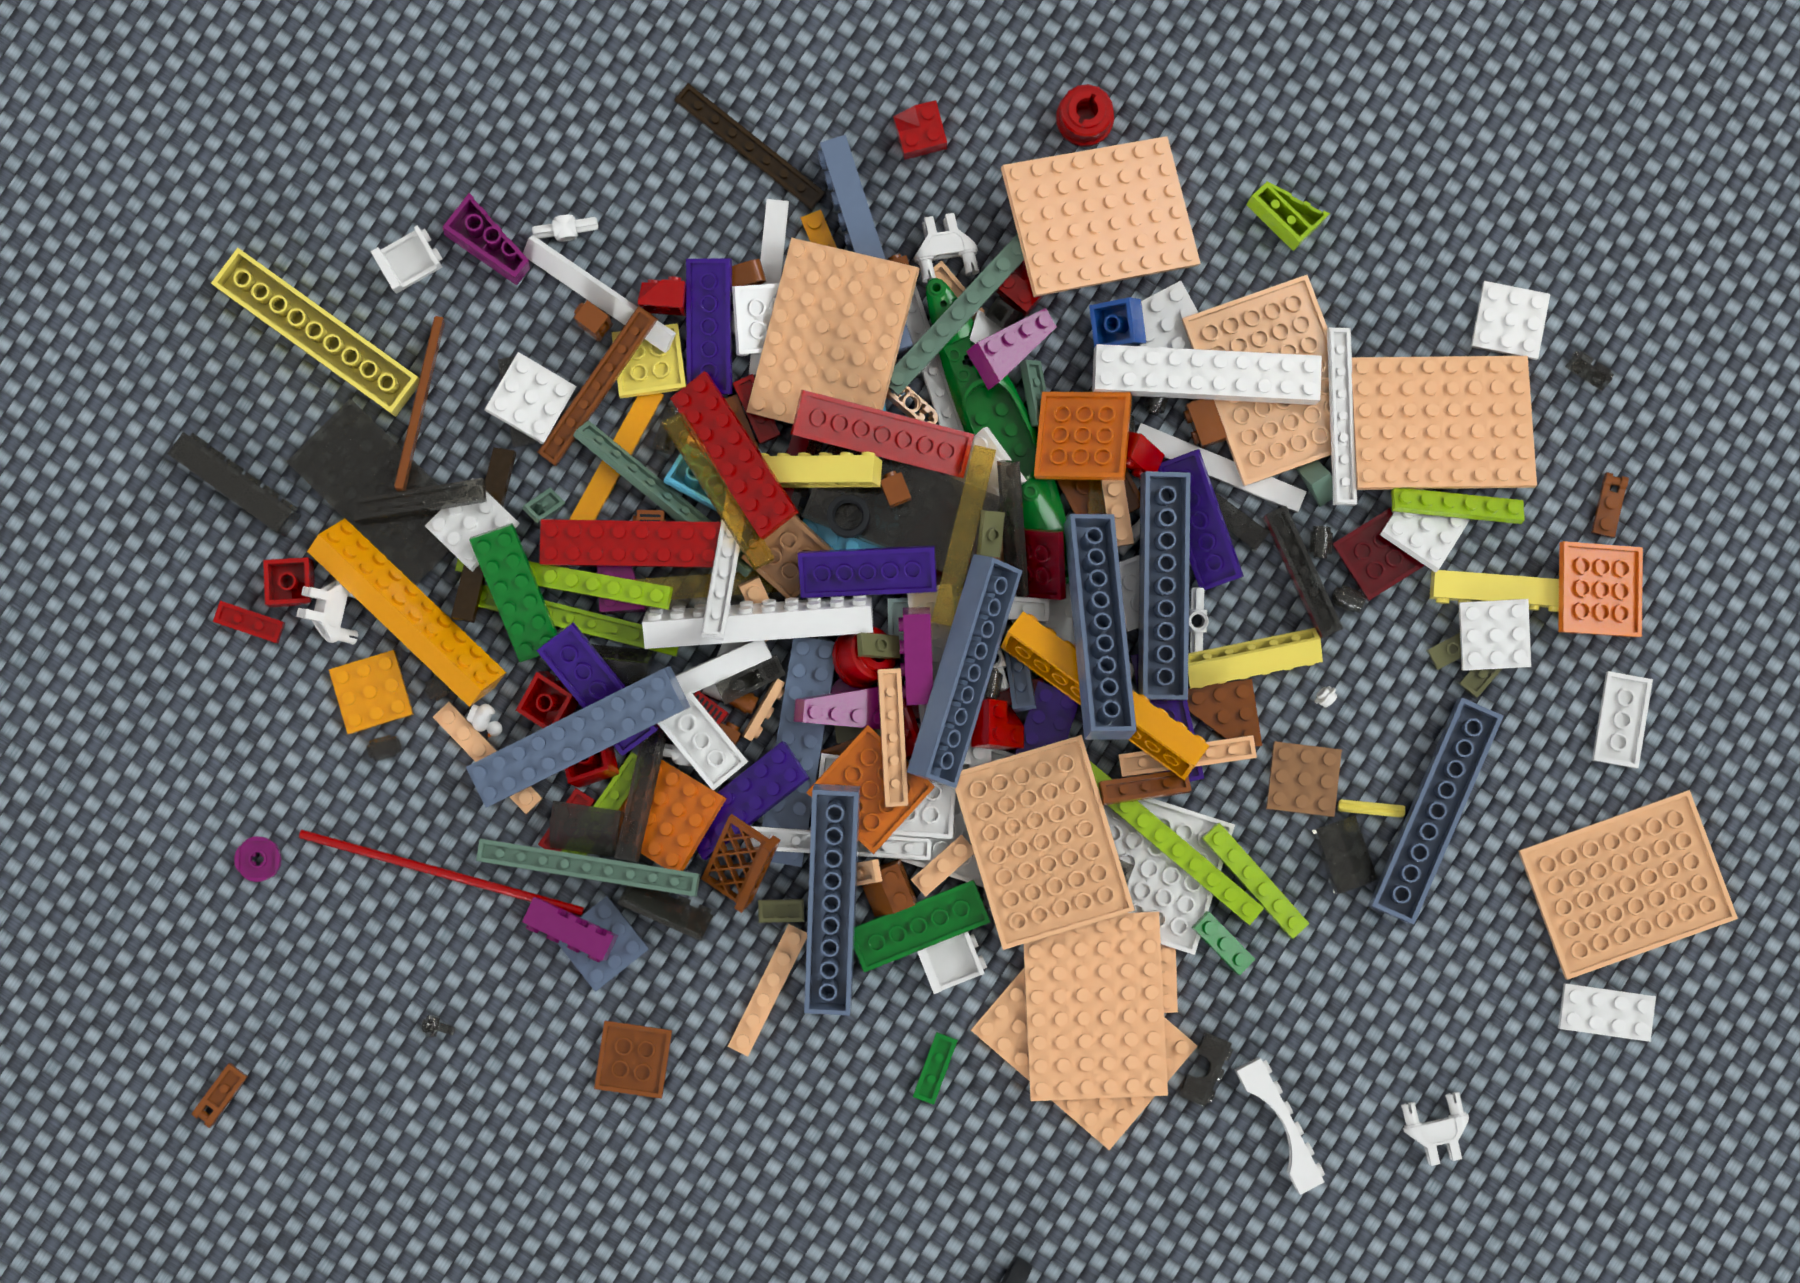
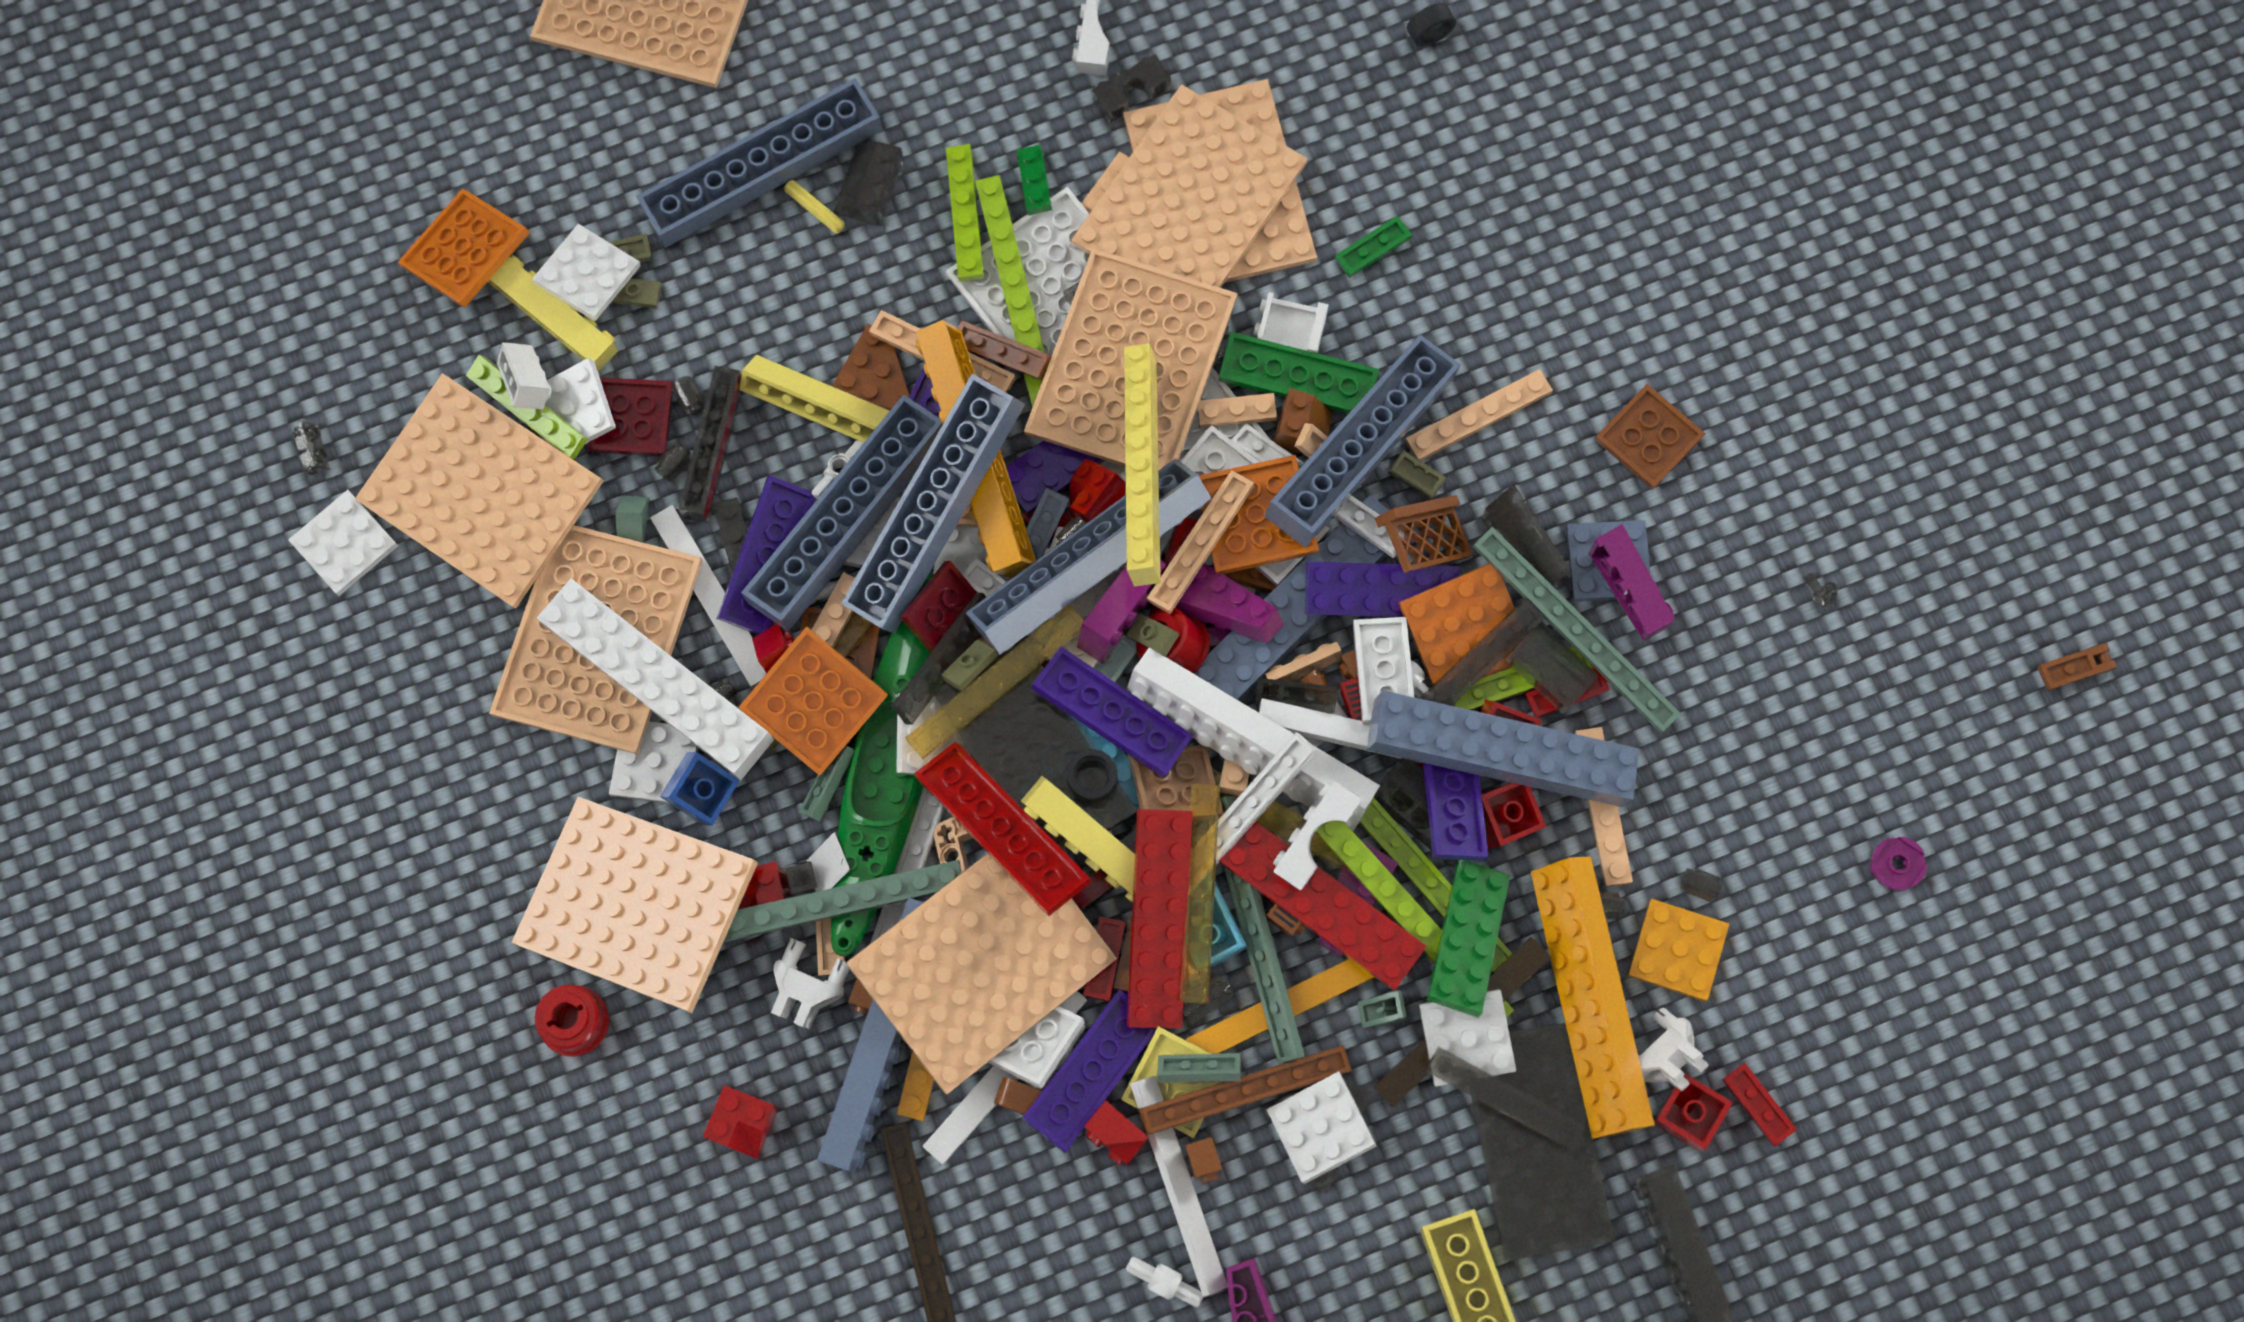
camera: 140 degrees left, 10 degrees down
(419, 404) = (1438, 1201): dark orange tile -> none
(437, 871) = (1725, 733): red piece -> none
(480, 719) = (1586, 844): white animal -> none
(637, 376) = (1199, 1068): none -> sand green plate
(661, 607) = (1297, 863): none -> white arch
(895, 489) = (1027, 767): dark orange brick -> none
(970, 756) = (1142, 465): none -> light yellow brick
(1005, 349) = (821, 834): wedge -> none
(1205, 422) = (692, 642): dark orange brick -> none
(1286, 215) = (463, 781): lime wedge -> none
(1303, 779) = (853, 271): medium nougat plate -> none
(1326, 696) = (777, 325): white plate -> none
(1341, 416) = (563, 558): white tile -> none
(1475, 523) = (523, 376): none -> white brick
(1609, 506) = (394, 319): dark orange plate -> none
(1622, 719) = (537, 132): white plate -> none

